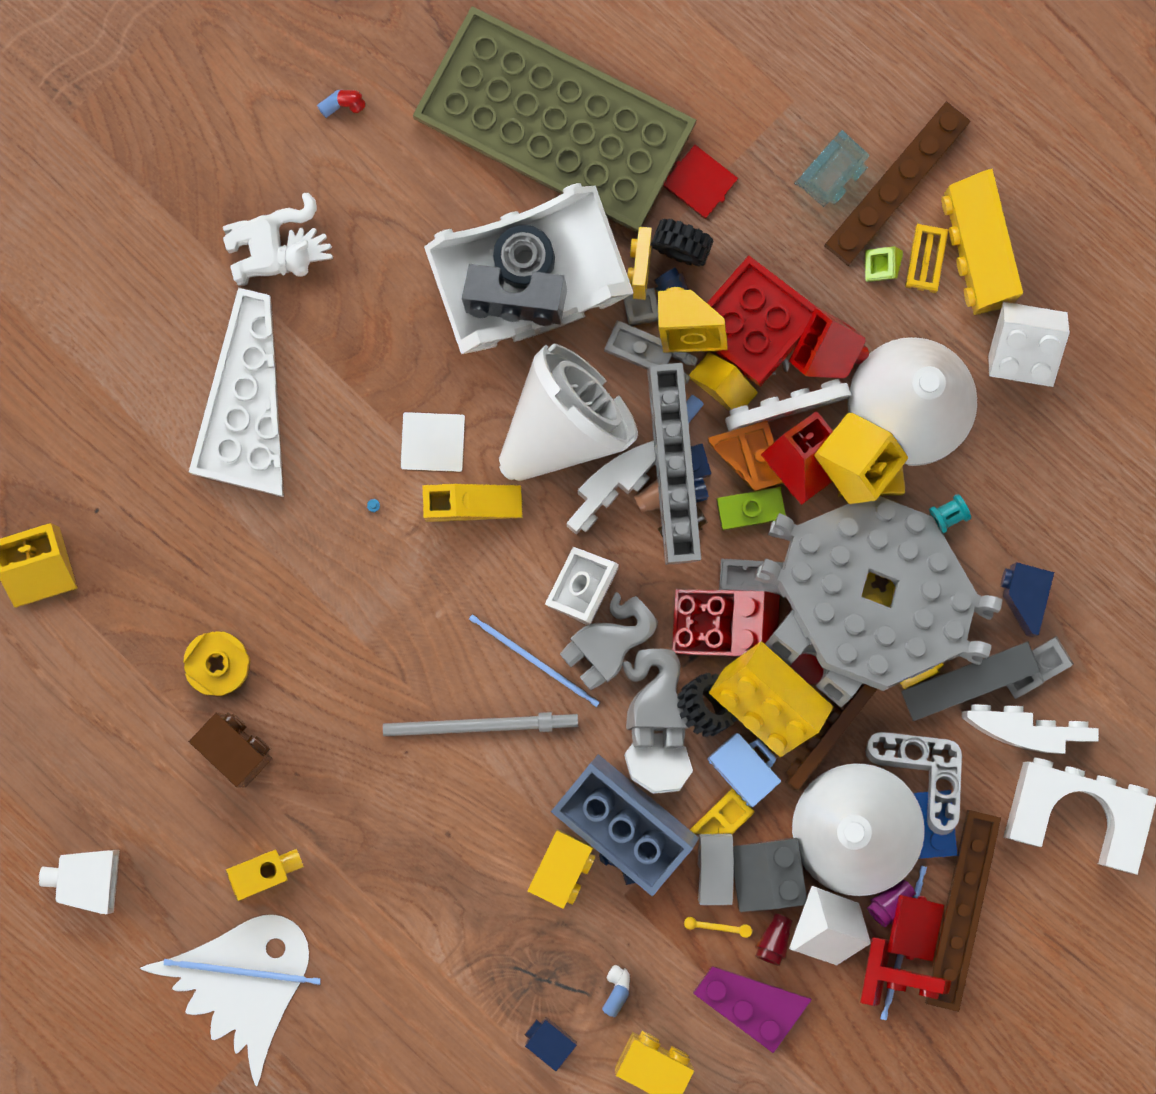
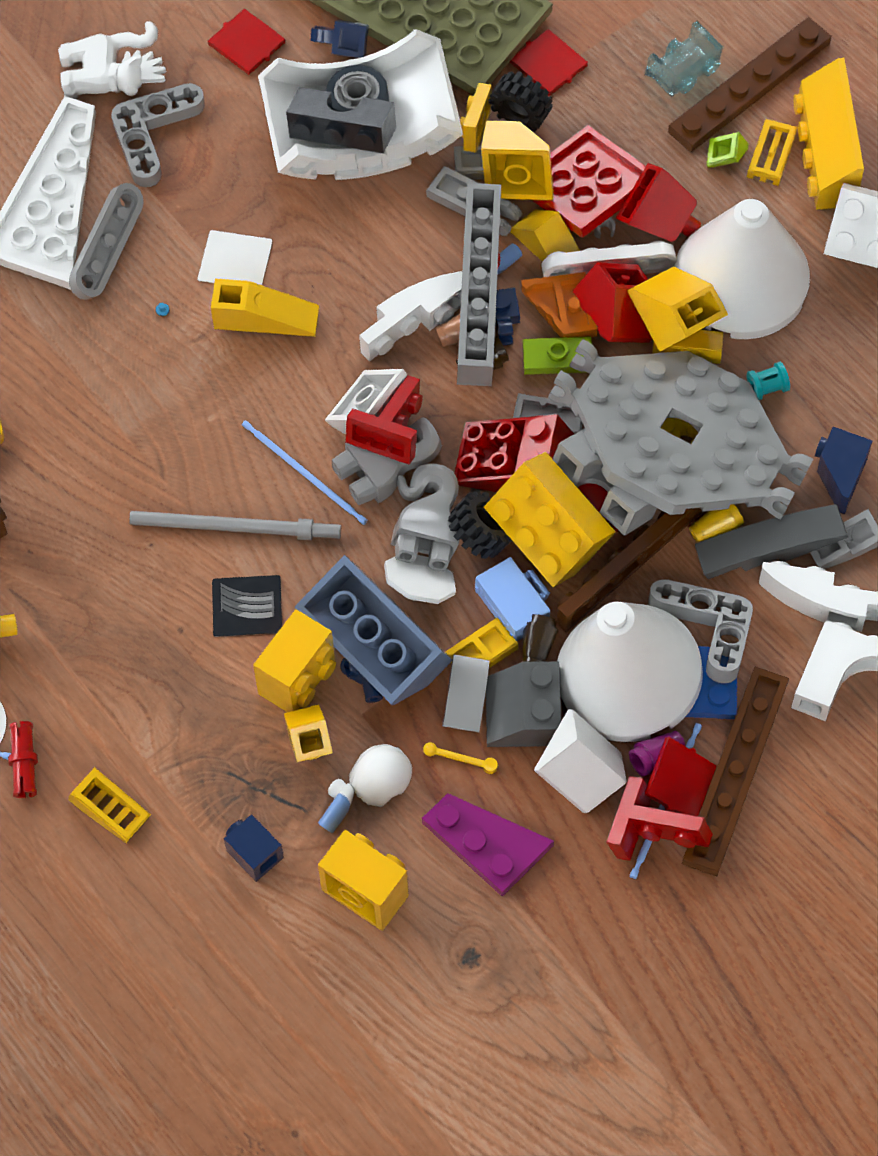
camera: 10 degrees right, 20 degrees down
(308, 444) = (106, 241): none -> light grey plate
(320, 300) = (144, 120): none -> light grey beam
(331, 986) = (23, 759): none -> red pin
(390, 1004) = (107, 787): none -> yellow slope
(402, 195) = (246, 41): none -> red piece
(500, 184) = (346, 38): none -> dark blue plate
(504, 802) = (246, 605): none -> black sticker
(563, 418) = (367, 238): white cone -> none
(578, 926) = (308, 733): none -> yellow brick
(609, 632) = (388, 432): none -> red bracket
(650, 955) = (380, 774): none -> white hair
(773, 810) = (538, 638): none -> dark brown cone
(774, 942) = (519, 777): dark red cone -> none

